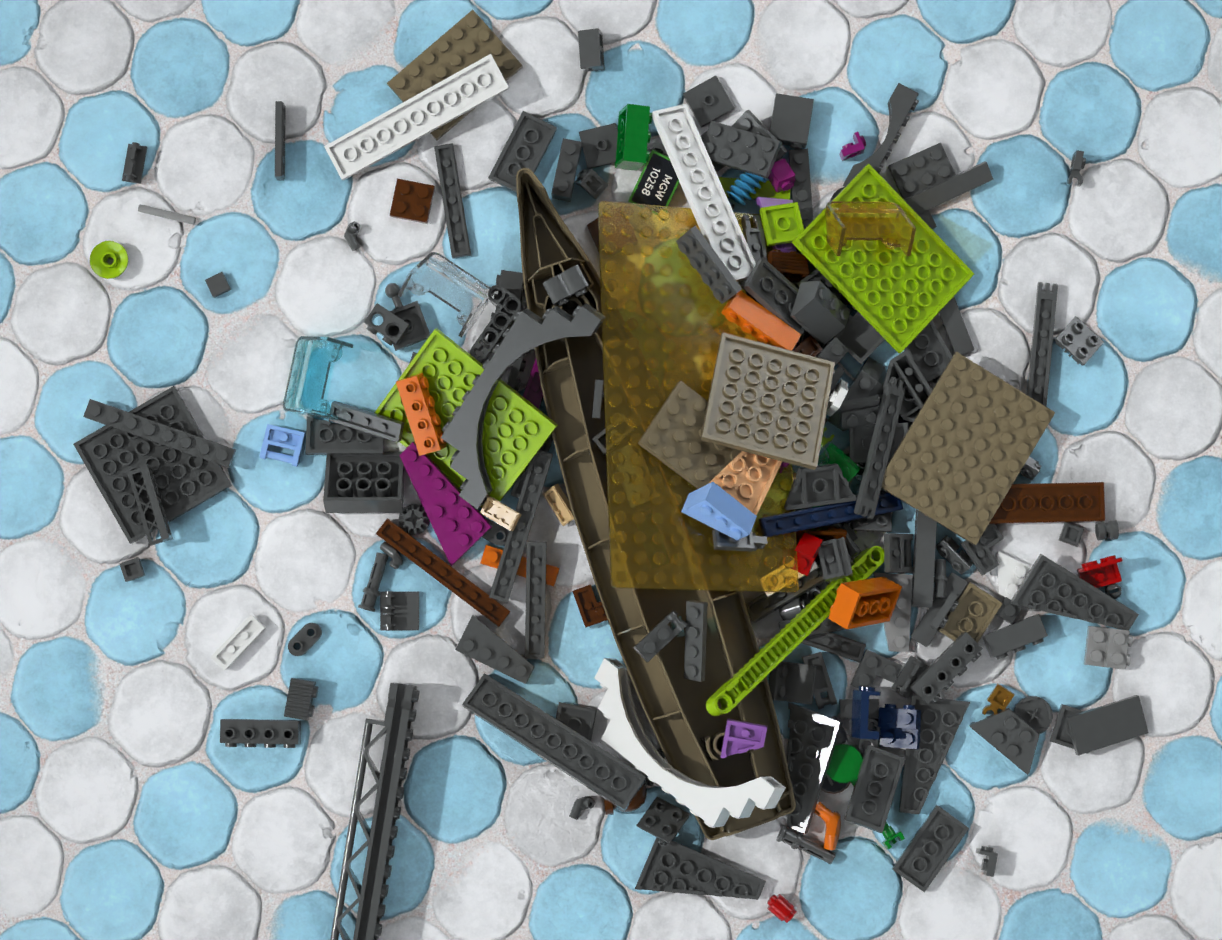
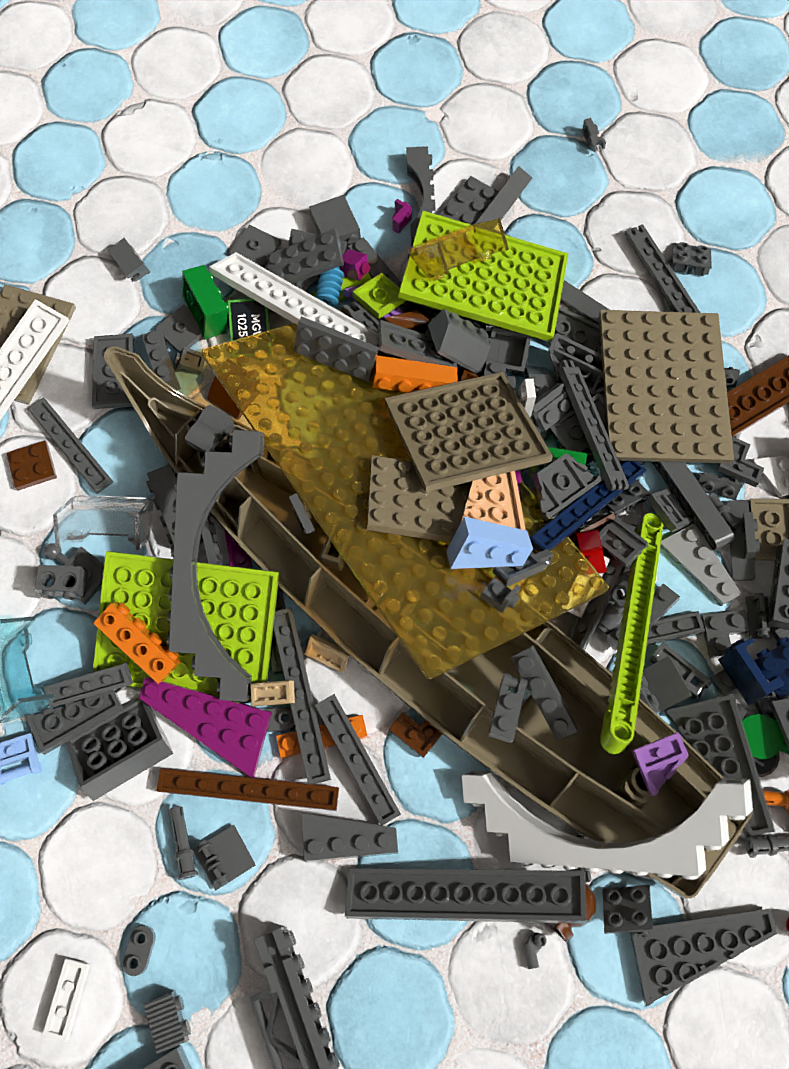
camera: 30 degrees left, 15 degrees down
(393, 553) = (185, 801): dark grey arm -> none
(421, 524) = (199, 754): dark grey gear -> none
(492, 327) = (162, 500): dark grey beam -> none
(577, 718) = (472, 855): dark grey plate -> none
(705, 553) = (500, 595): none -> dark grey bracket
(864, 602) = (675, 564): orange brick -> none

